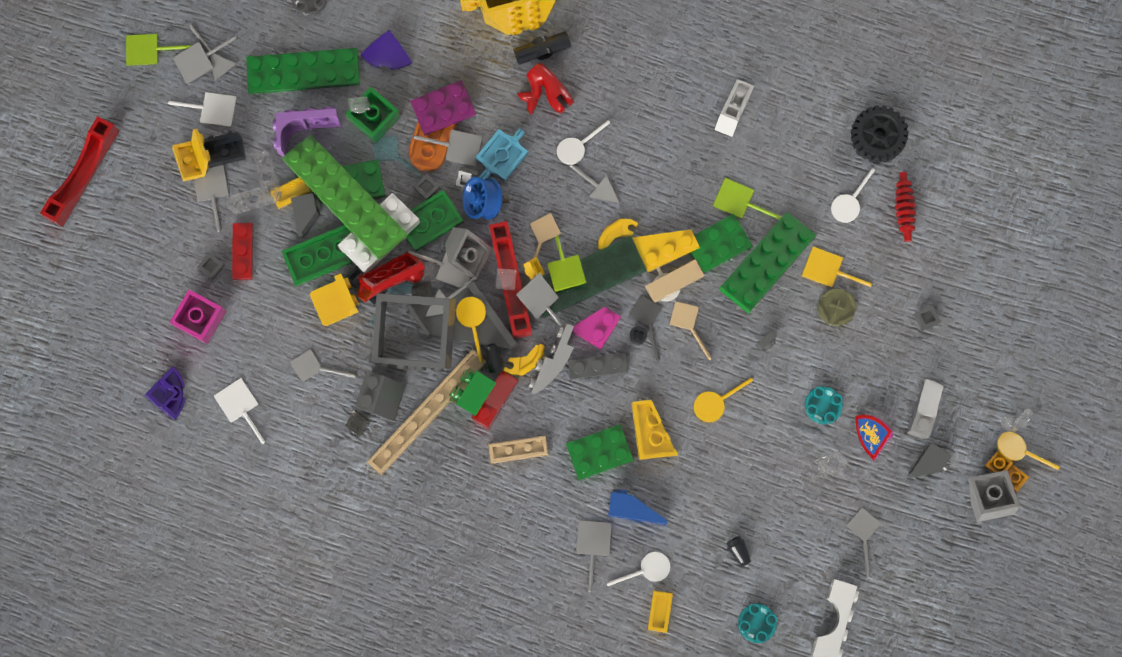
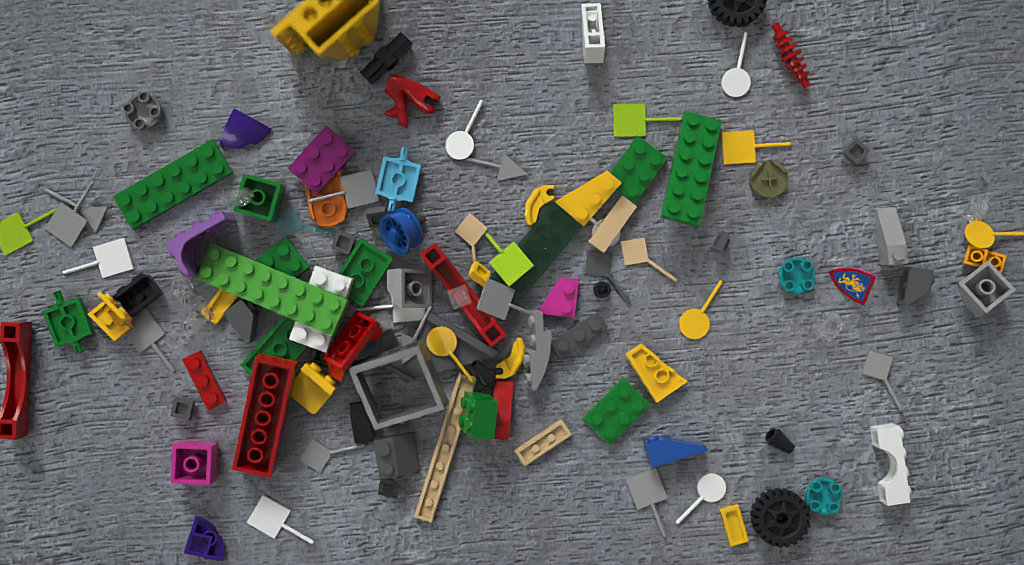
camera: 30 degrees left, 10 degrees up
(151, 145) = (68, 322): none -> green plate
(281, 303) = (264, 415): none -> red brick
(362, 353) = (361, 423): none -> black slope
(722, 617) = (793, 524): none -> black wheel

